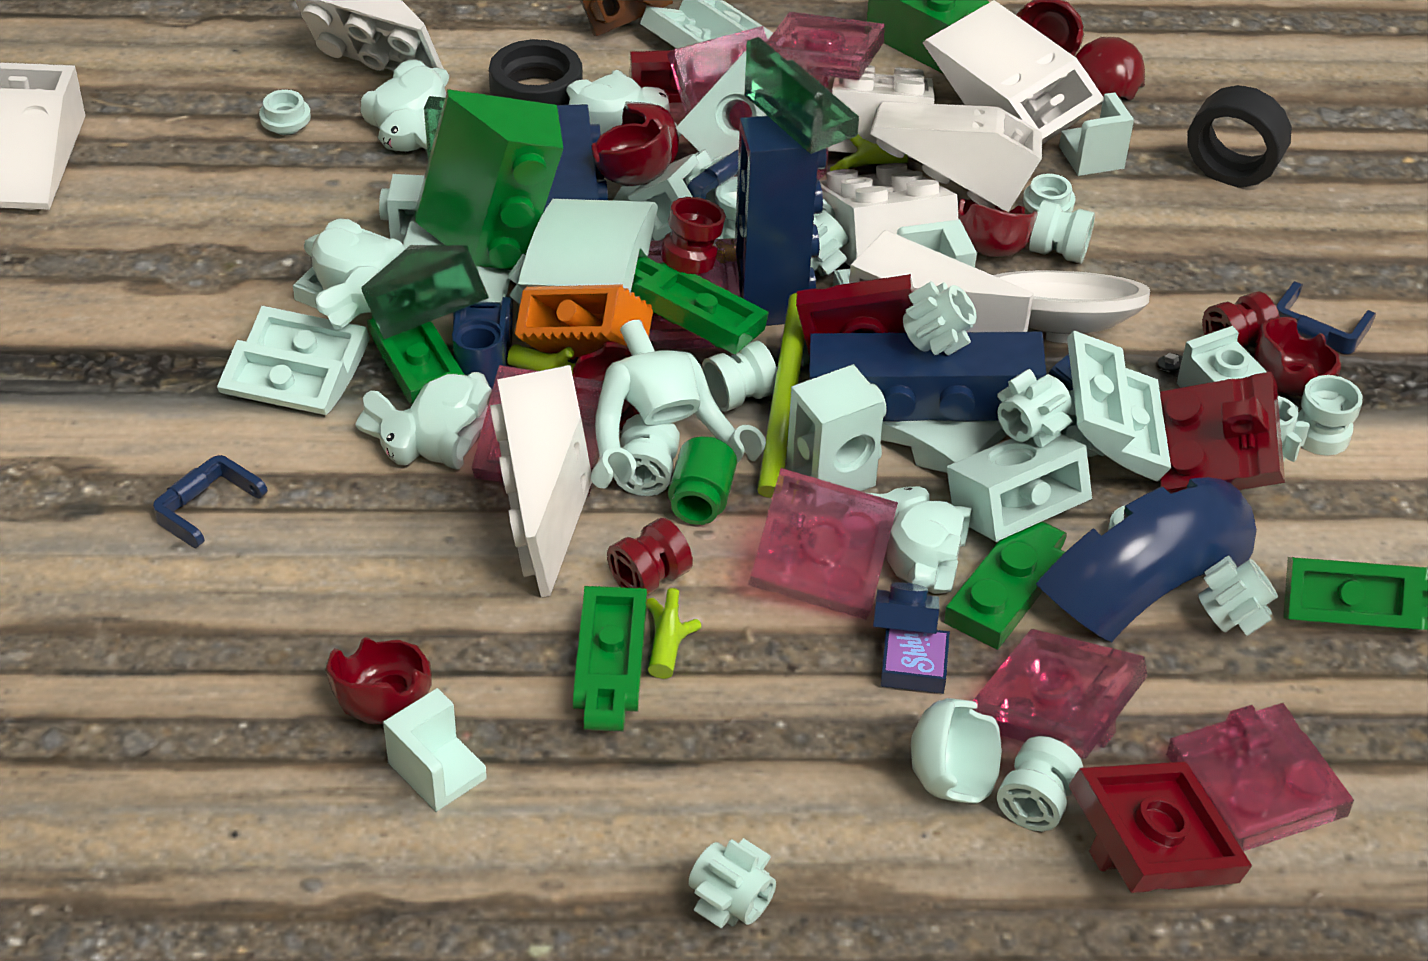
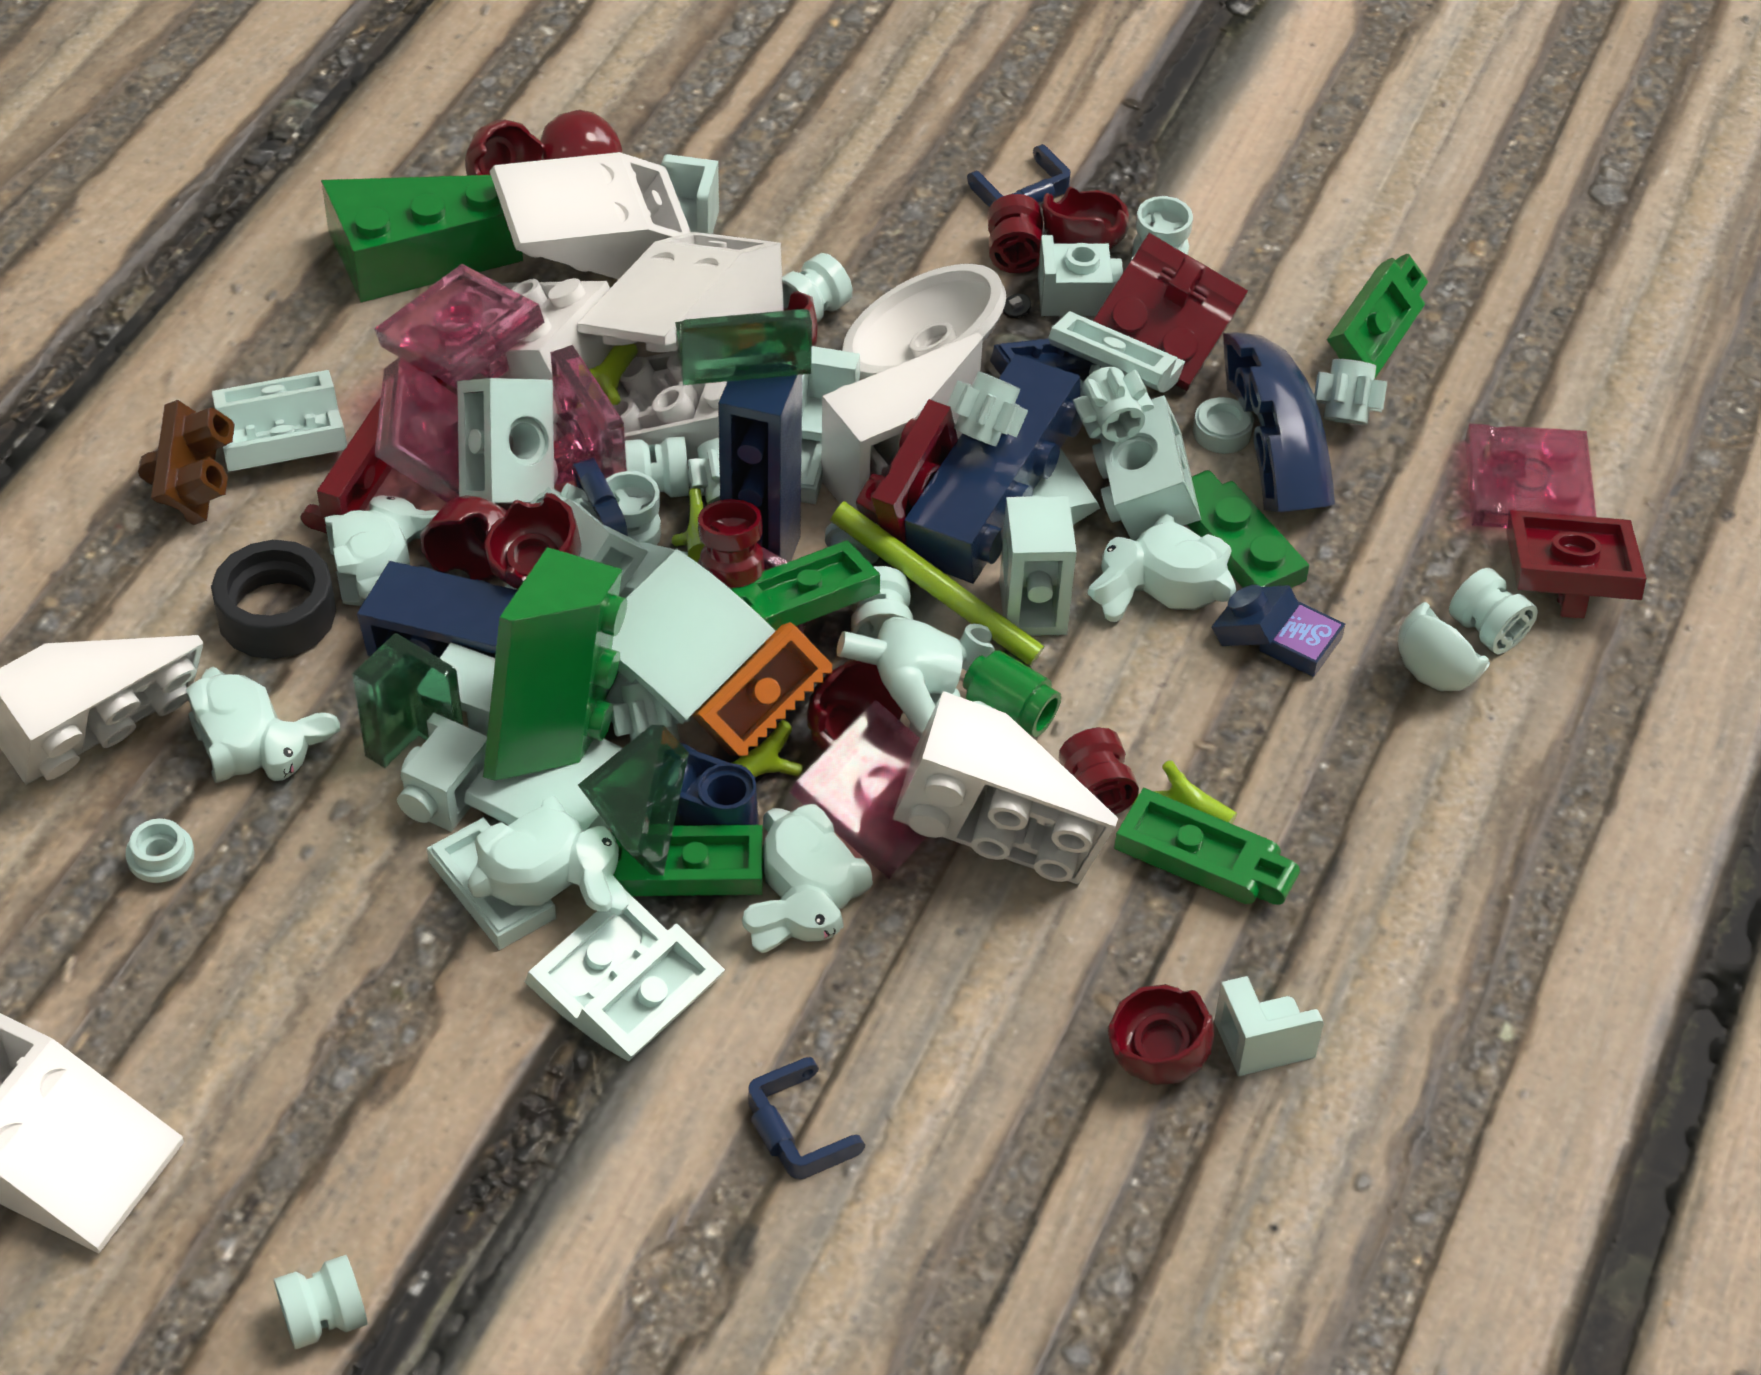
camera: 65 degrees left, 5 degrees up
(732, 883) = (1520, 855): light aqua gear -> none
(823, 544) = (1154, 636): clear pink hinge -> none
(1062, 690) = (1405, 552): clear pink hinge -> none
(1255, 109) = (756, 88): black tyre -> none

